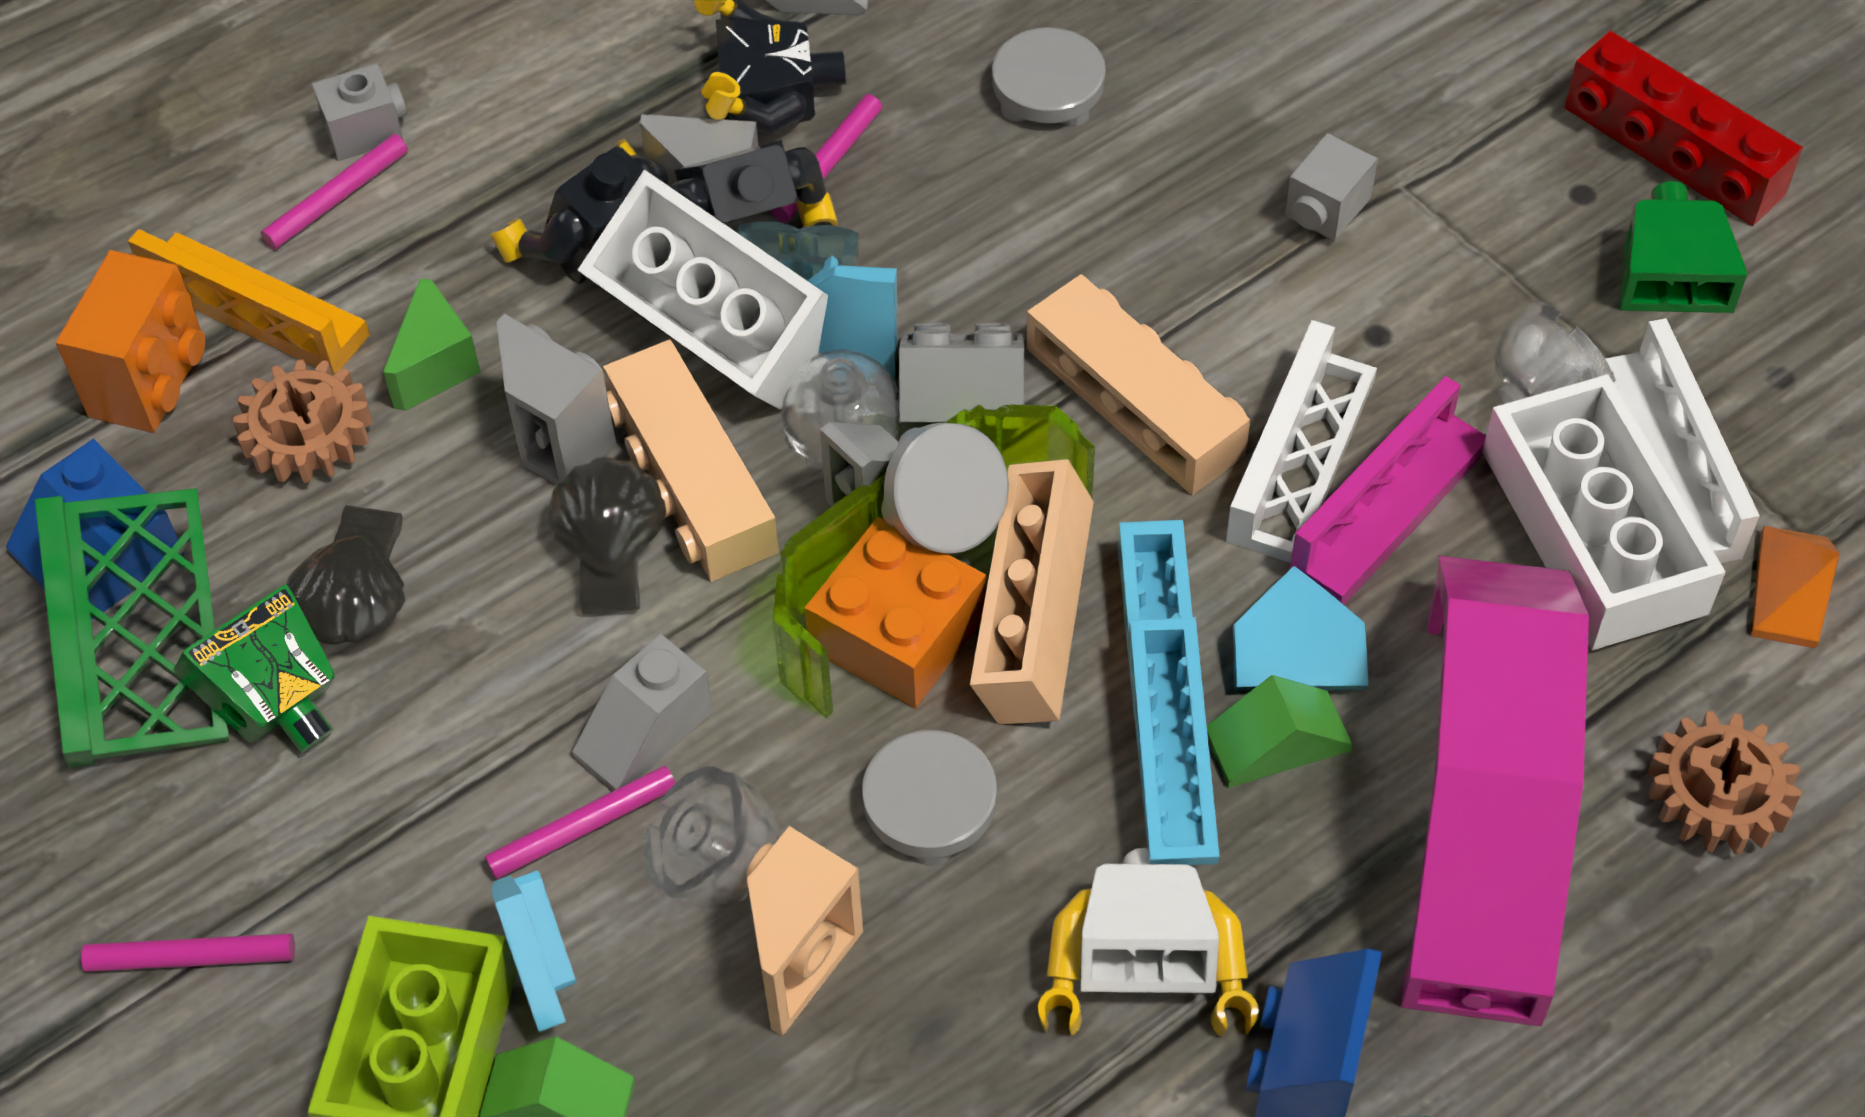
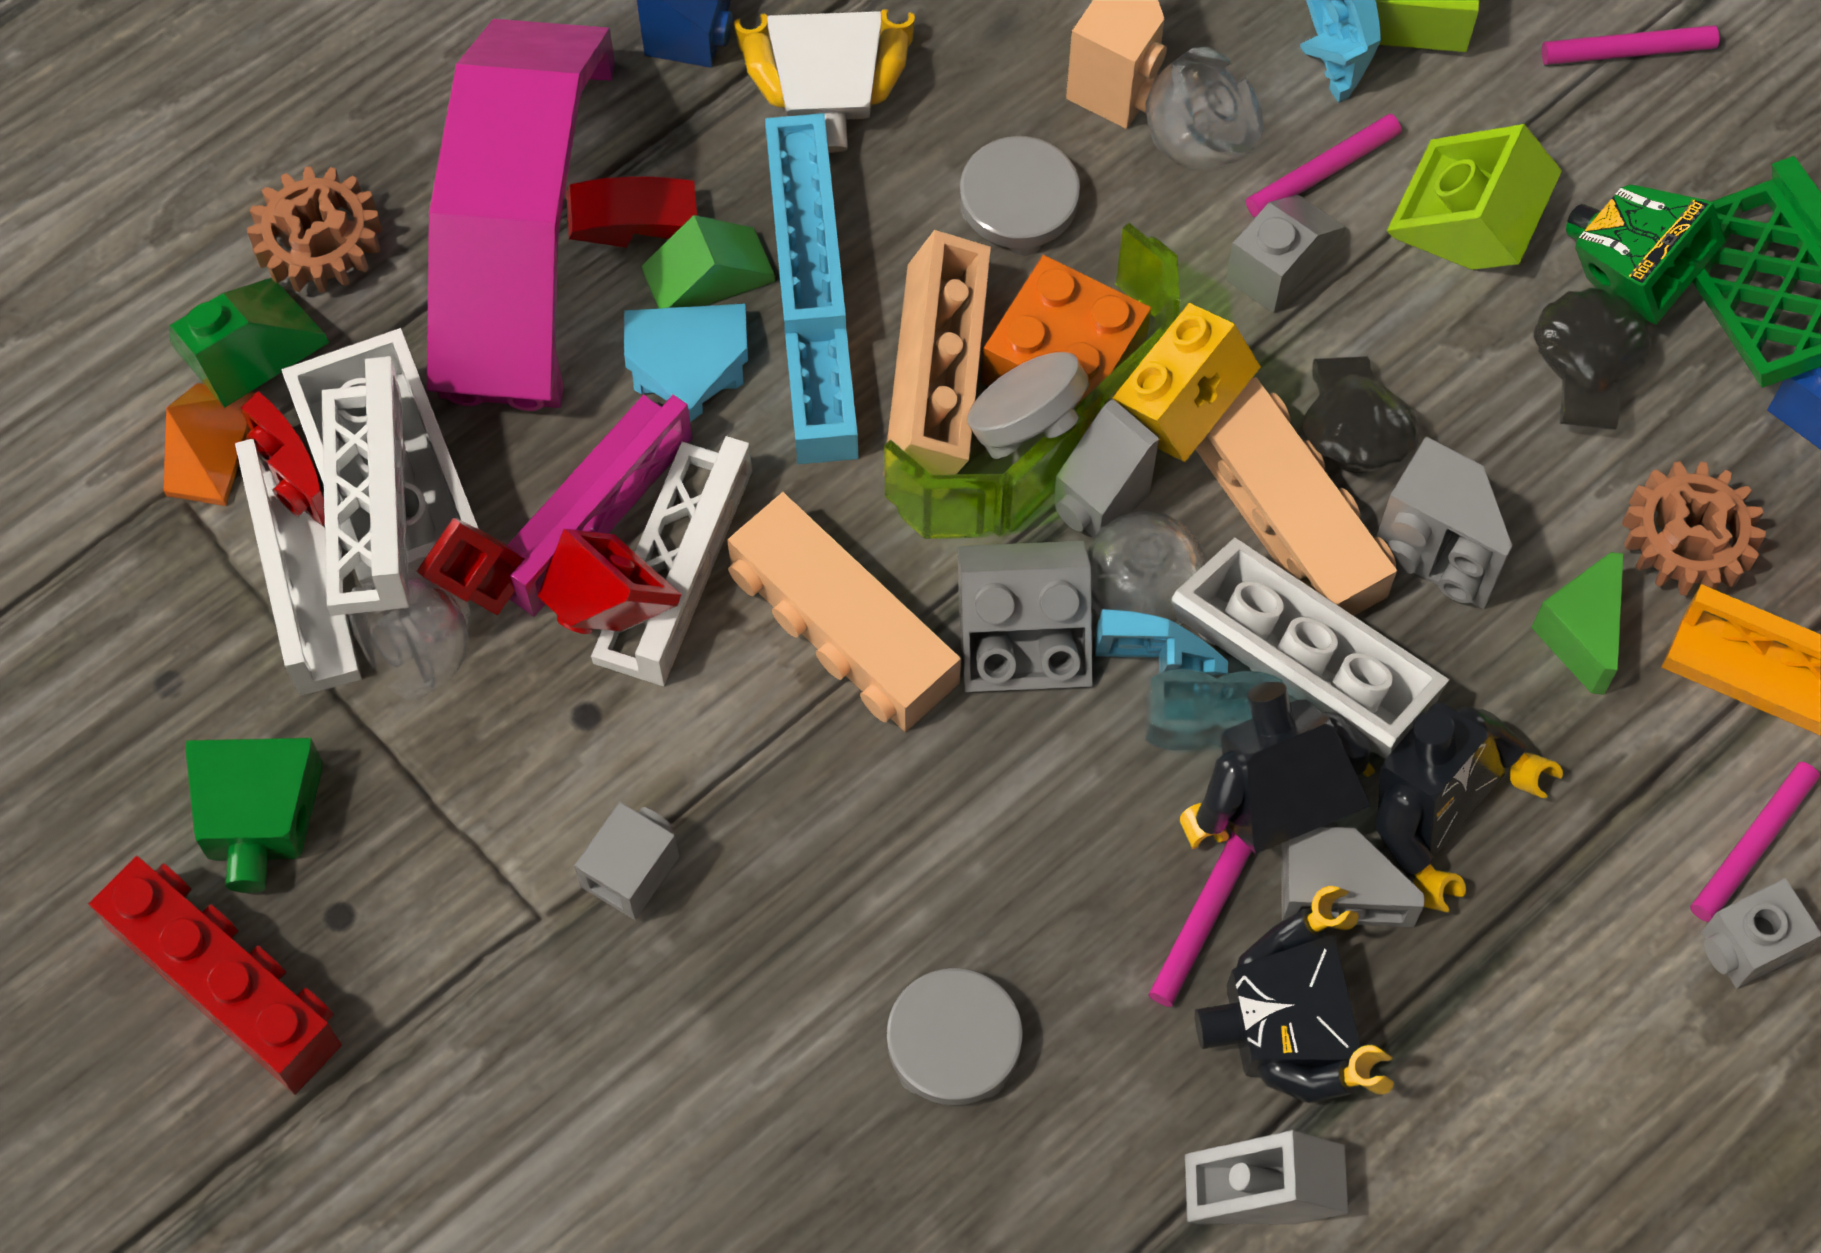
camera: 175 degrees right, 10 degrees up
(426, 756) = (1477, 197): none -> lime slope
(778, 505) = (1188, 380): none -> yellow brick
(1362, 367) = (602, 584): none -> red slope
(1364, 786) = (618, 207): none -> red slope
(1498, 379) = (472, 566): none -> red slope
(1599, 424) = (379, 494): none -> white fence
(1725, 532) = (287, 458): none -> red slope
(1782, 654) = (245, 338): none -> green slope

